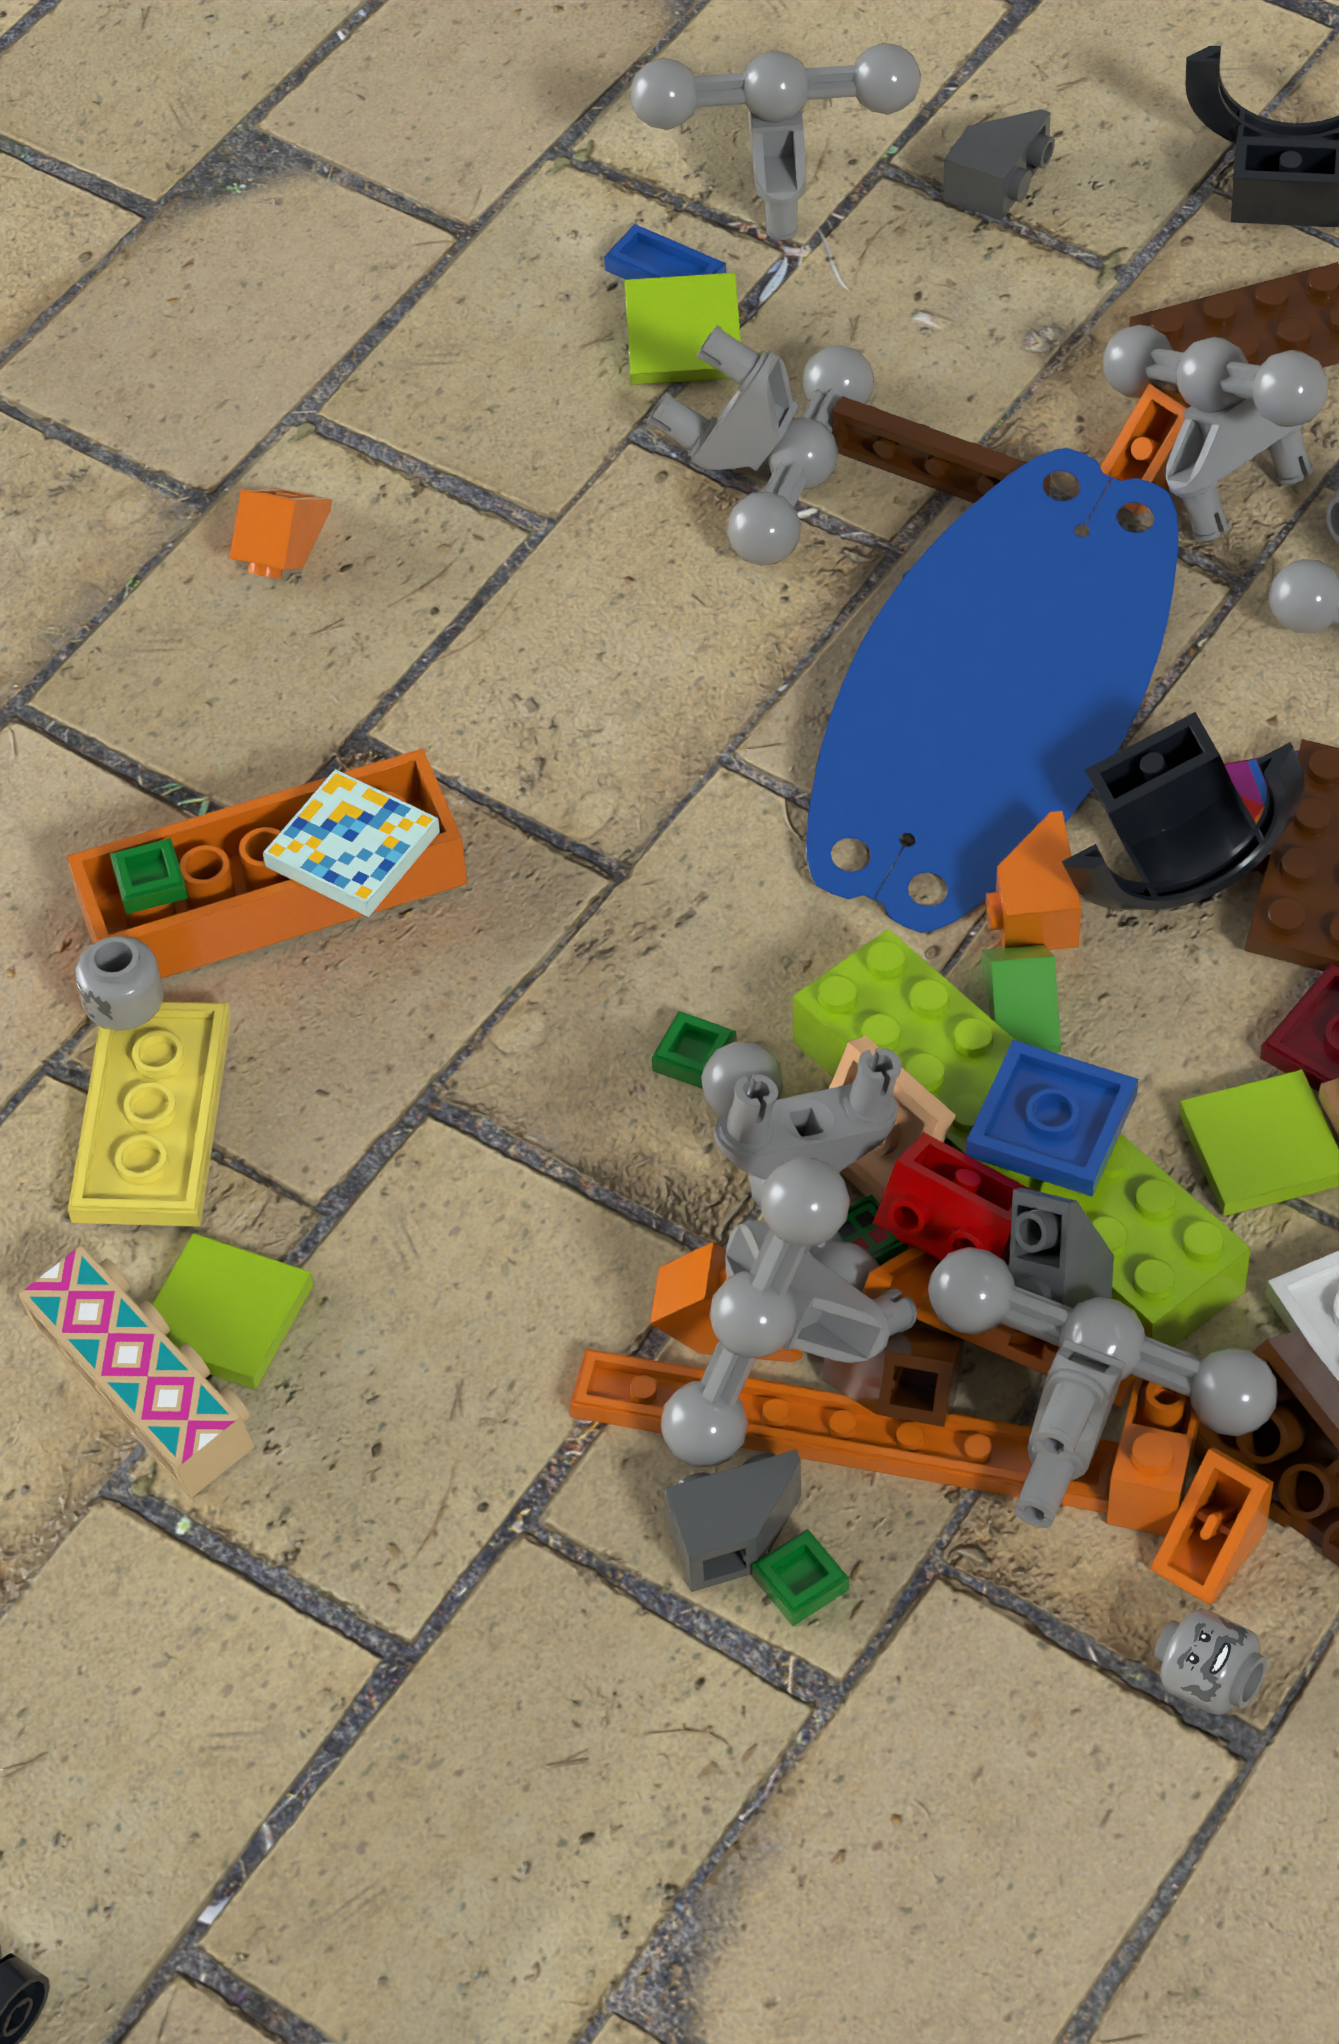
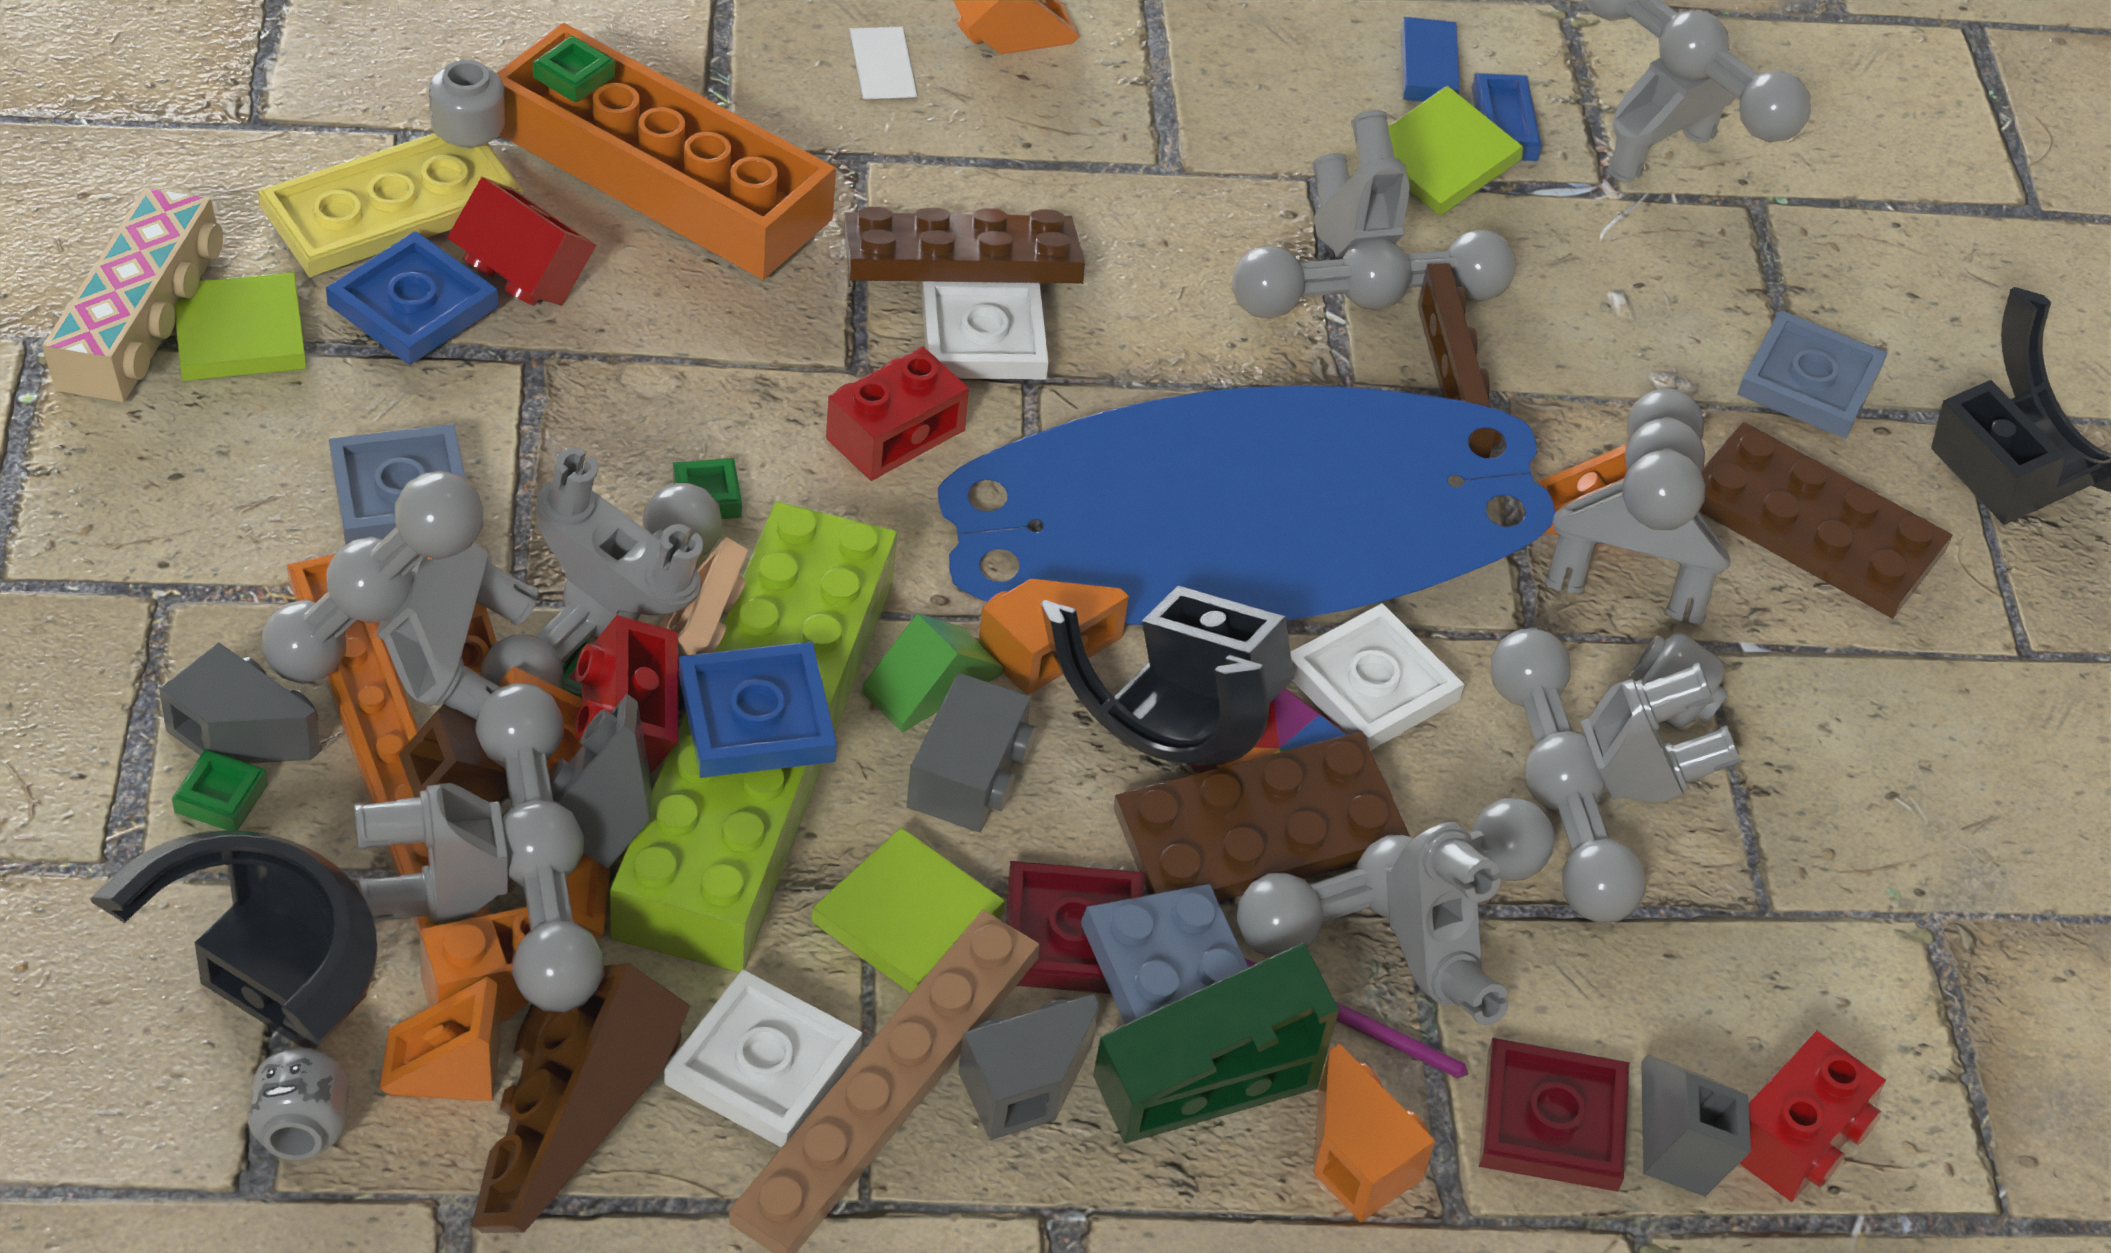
camera: 45 degrees right, 5 degrees down
(246, 658) = (883, 63): none -> white sticker
(299, 1155) = (412, 297): none -> blue plate
(309, 1036) = (521, 243): none -> red brick
(351, 842) = (698, 163): tile -> none
(534, 1273) = (376, 468): none -> sand blue plate
(550, 718) = (962, 246): none -> reddish brown plate
(559, 277) = (1428, 57): none -> blue tile
(656, 755) = (986, 329): none -> white plate
(715, 866) = (896, 413): none -> red brick
(996, 162) = (1825, 260): dark grey slope -> none
(1043, 1587) = (291, 944): none -> black piece
(1111, 244) = (1812, 374): none -> sand blue plate
(1136, 1011) = (970, 753): none -> dark grey brick
(1239, 698) = (1374, 677): none -> white plate

